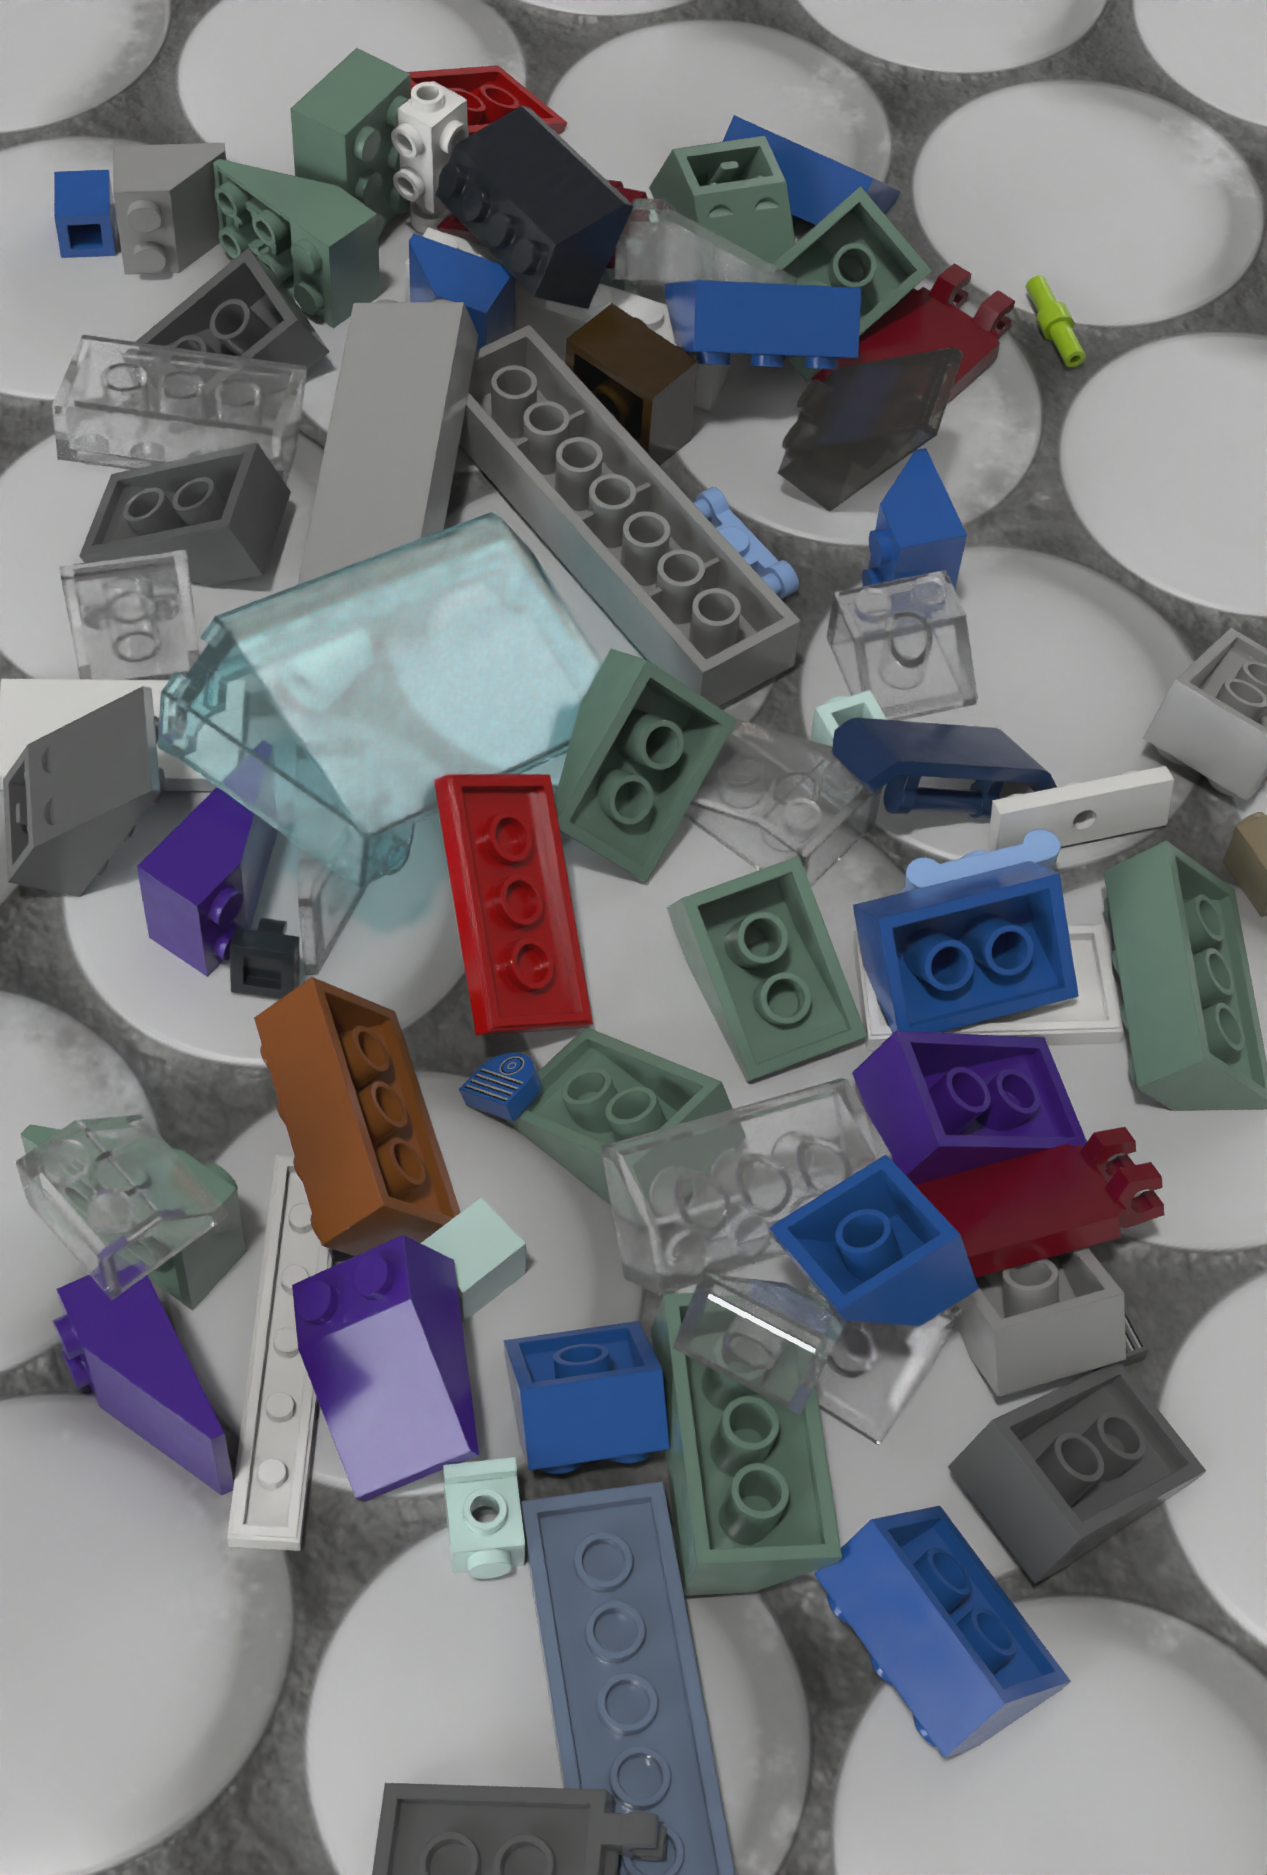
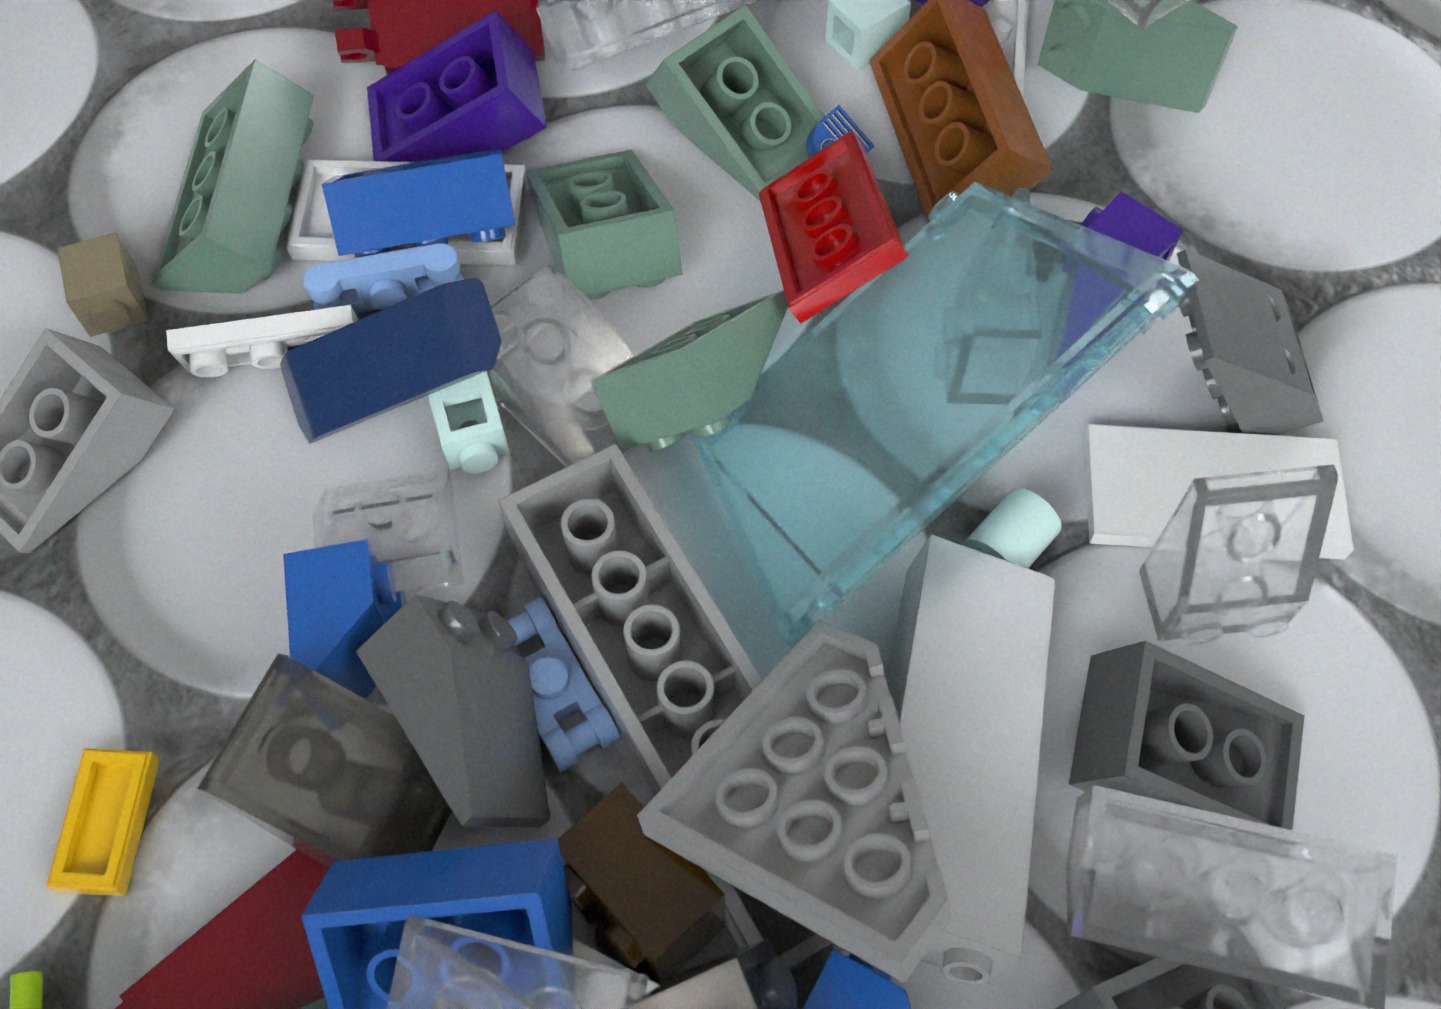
camera: 170 degrees left, 5 degrees up
(507, 369) = (815, 805): none -> light grey plate
(791, 474) = (464, 708): none -> dark grey slope
(1063, 452) = (103, 822): none -> yellow tile

